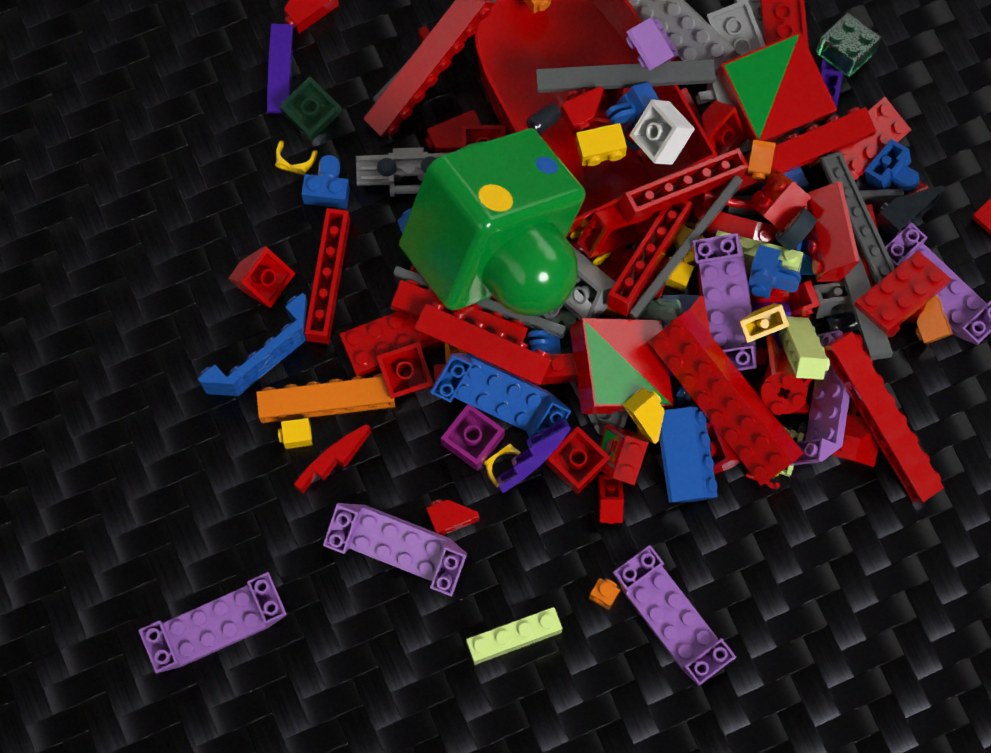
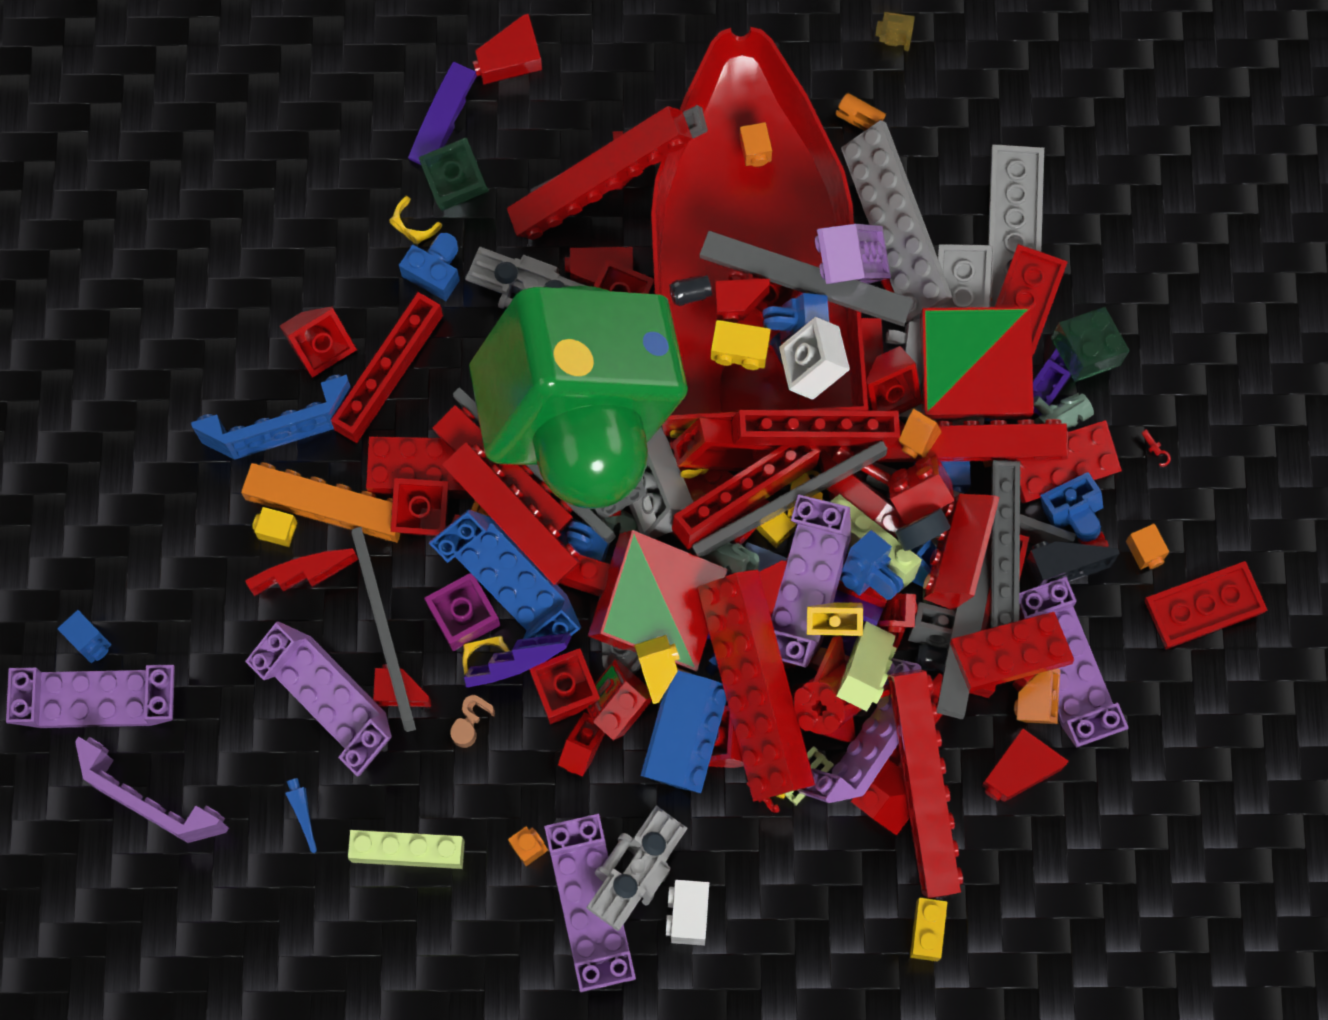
camera: 25 degrees right, 0 degrees up
(187, 580) = (85, 637): none -> blue brick
(348, 685) = (95, 763): none -> medium lavender slope
(411, 634) = (298, 801): none -> blue piece
(420, 476) = (383, 630): none -> dark grey tile
(515, 526) = (463, 729): none -> nougat leg
(704, 577) = (643, 875): none -> light grey piece
(751, 590) = (689, 916): none -> white brick
(856, 97) = (1067, 411): none -> sand green piece
(926, 103) = (1155, 447): none -> red hand
(932, 526) = (928, 929): none -> yellow brick
(942, 376) = (1022, 767): none -> red slope
(957, 177) = (1148, 547): none -> orange brick

